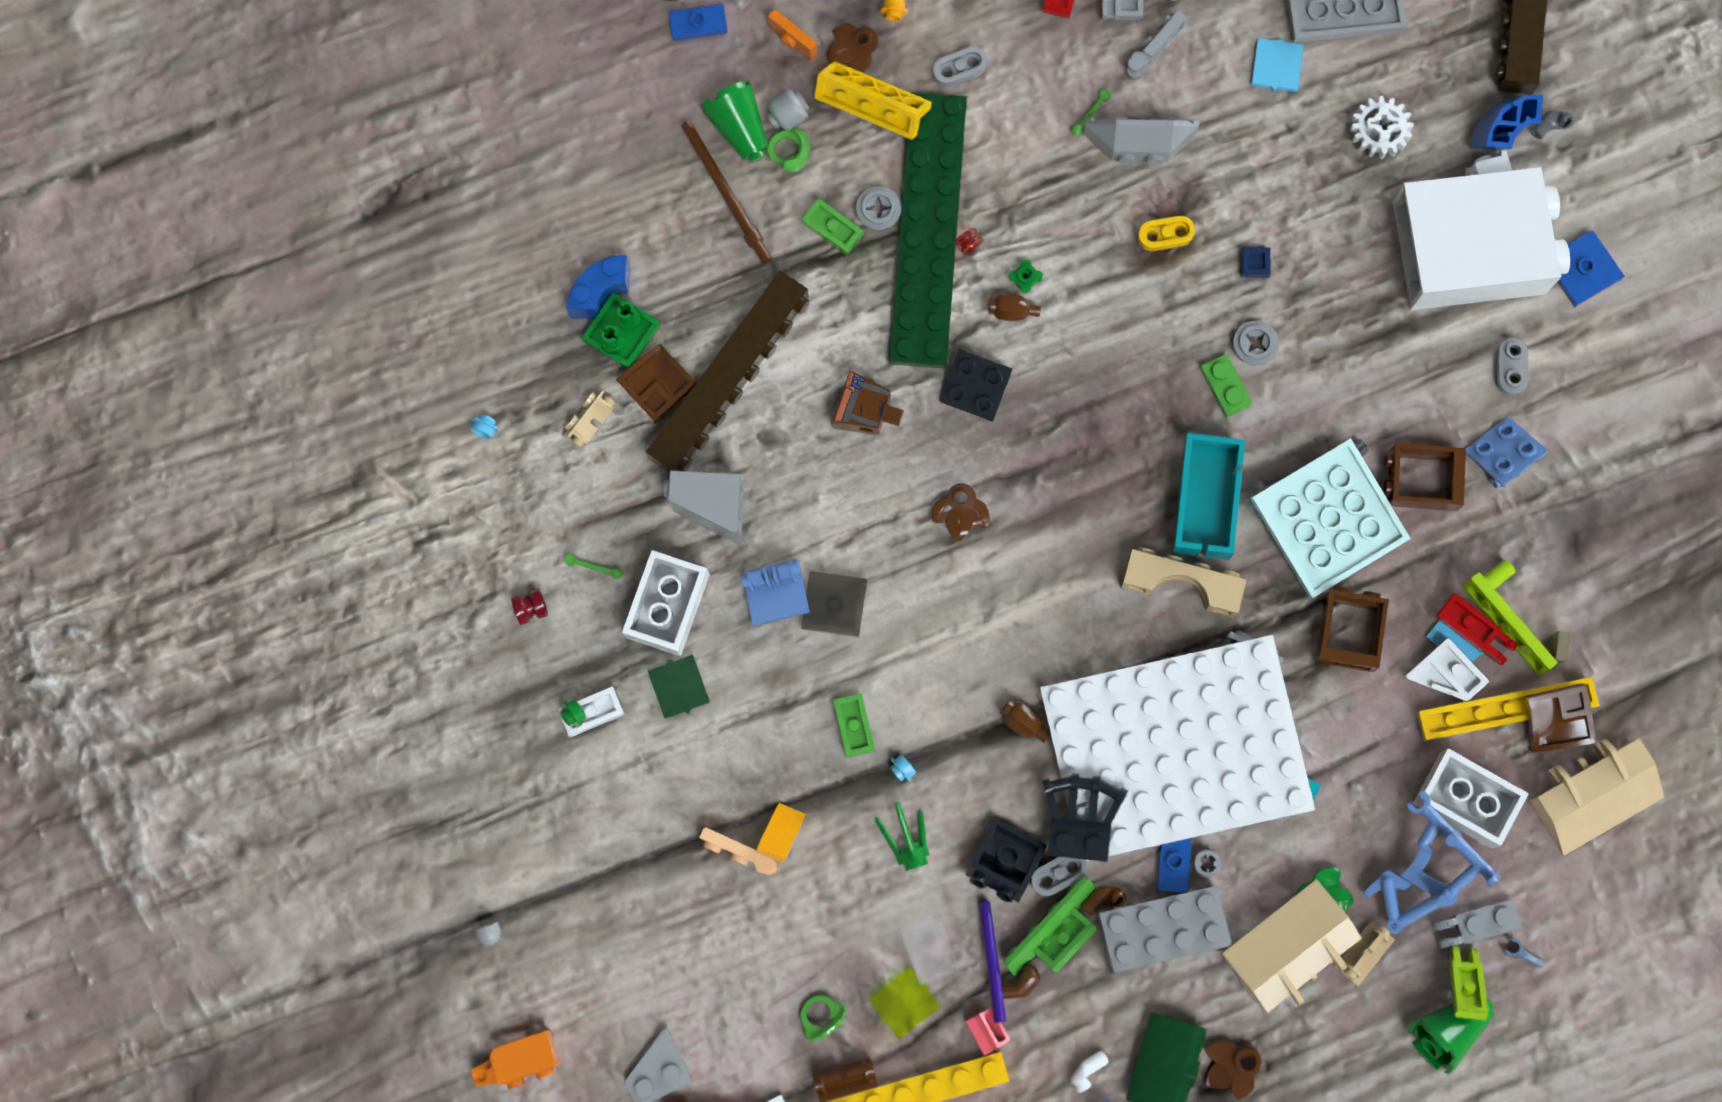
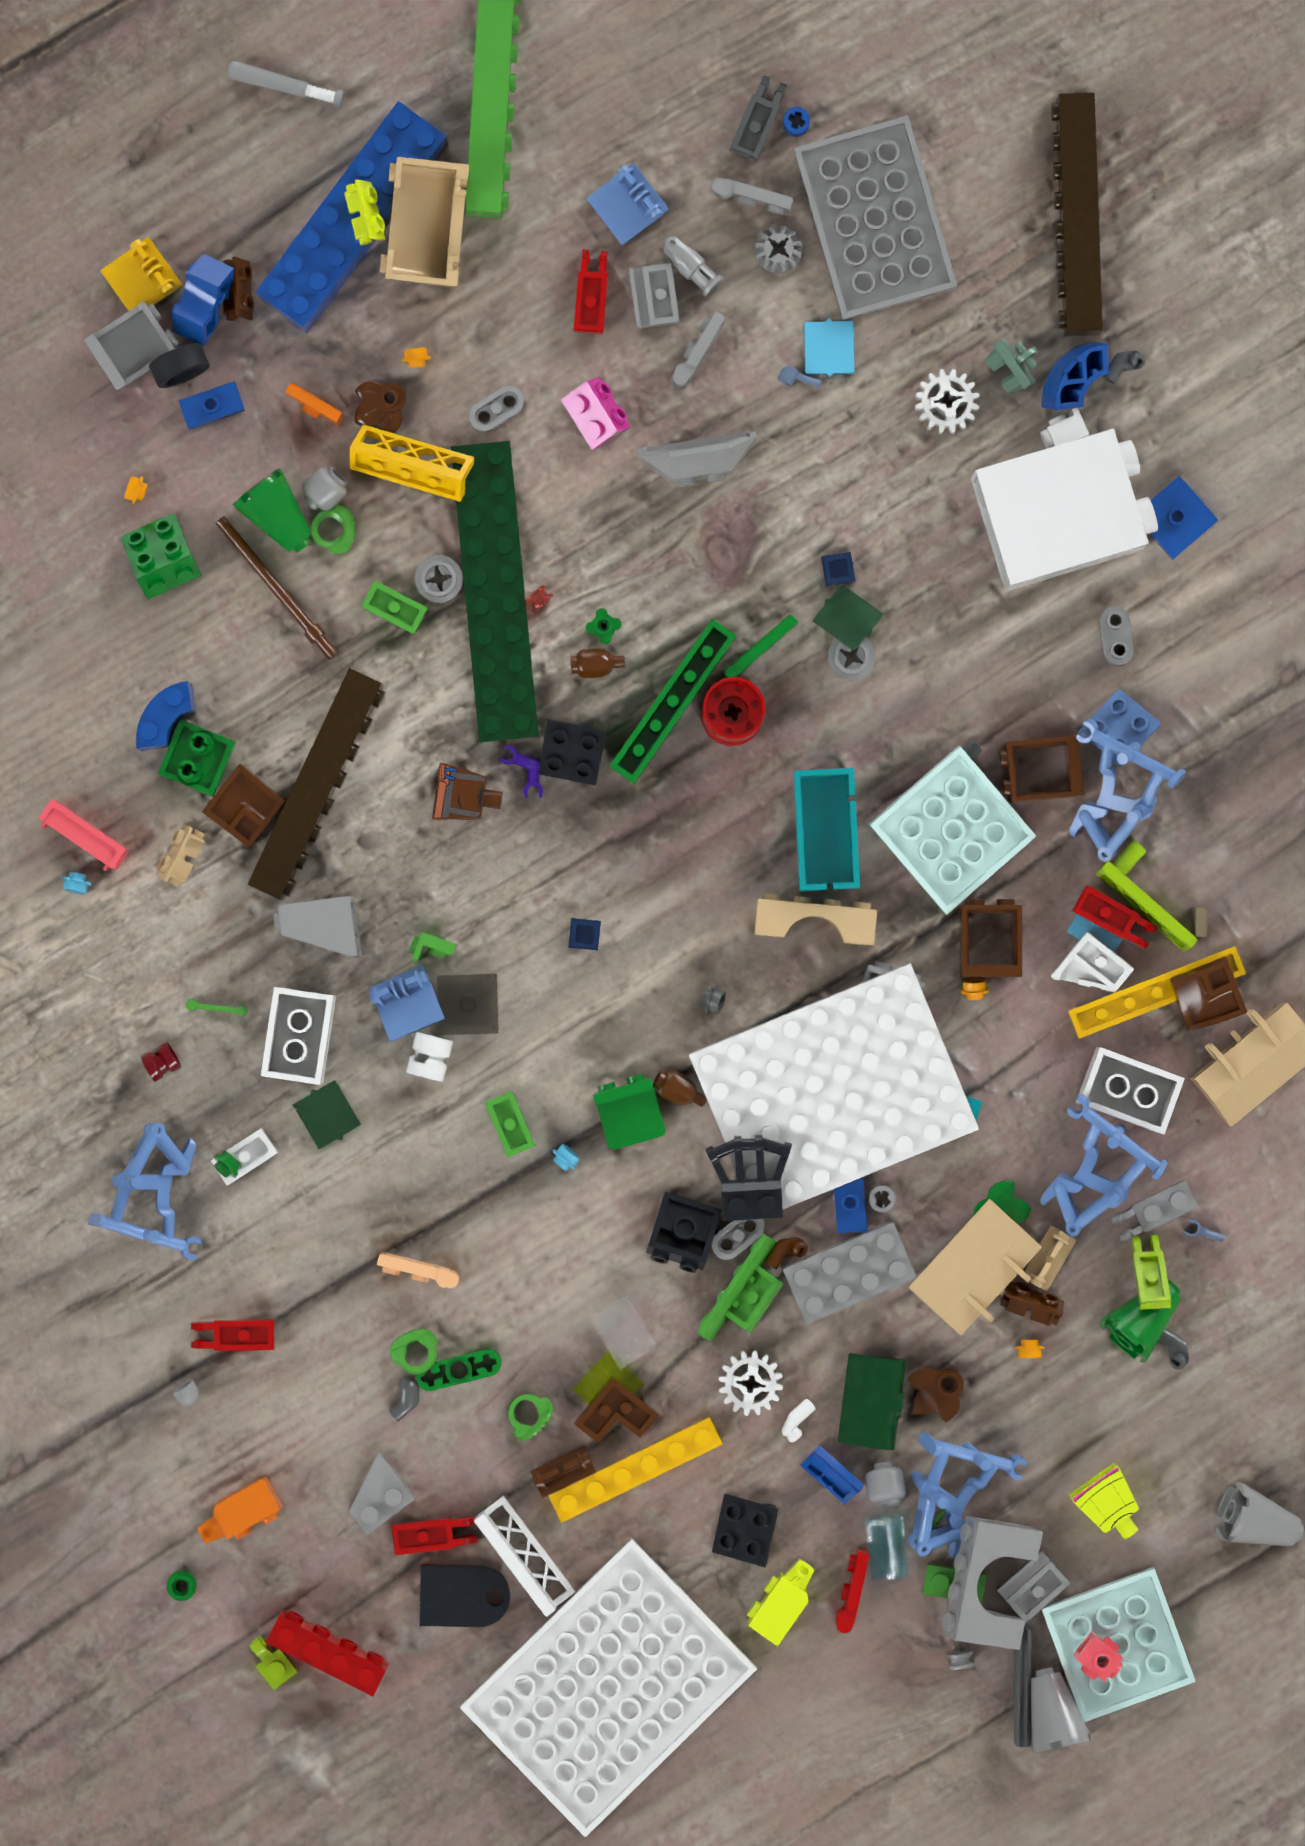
camera: 15 degrees left, 10 degrees up
(478, 712) = (131, 1179): none -> medium blue piece
(501, 382) = (83, 834): none -> coral container
(550, 884) = (237, 1335): none -> red hinge
(613, 83) = (136, 489): none -> light orange plate
(624, 146) = (160, 556): none -> green bracket
(705, 927) = (399, 1349): none -> bright green piece
(705, 979) = (409, 1398): none -> dark grey arm
(738, 967) = (479, 1357): none -> green beam
(781, 832) = (457, 1244): light orange slope -> none
(788, 645) = (429, 1056): none -> white wheel
(814, 542) = (437, 946): none -> bright green bracket
(909, 1020) = (613, 1404): none -> reddish brown plate
(913, 854) = (590, 1242): green plant -> none
(935, 395) = (532, 766): none -> dark purple arm
(958, 558) = (584, 934): none -> dark blue tile
(961, 515) = (580, 890): reddish brown plate -> none
(972, 733) = (629, 1112): none -> green bracket
(987, 1032) = (693, 1400): coral piece -> none
(992, 962) = (686, 1332): dark purple bar -> none
(1024, 986) = (722, 1349): reddish brown arm -> none
(1051, 84) = (595, 412): none -> bracket
(1052, 1010) = (748, 1395): none -> white gear
(1072, 641) = (713, 1000): none -> dark grey plate
(1080, 353) = (672, 701): none -> green brick
(1103, 97) = (653, 413): bright green hinge -> none
(1140, 356) = (742, 698): none -> red wheel
(1165, 230) = (741, 555): yellow plate -> none
(1171, 320) = (761, 647): none -> green tile
(1226, 386) = (827, 706): bright green plate -> none
(1239, 80) = (790, 373): none -> sand blue hand
(1258, 306) = (848, 617): none -> clear green piece
(1329, 674) = (974, 988): none -> light orange plate
(1333, 1041) = (1030, 1349): none -> light orange plate
(1353, 999) = (1046, 1307): none -> reddish brown hinge
(1441, 95) = (1020, 376): none -> sand green hips
(1481, 1068) = (1177, 1349): none -> dark grey arm
(1516, 525) = (1137, 809): none -> medium blue piece

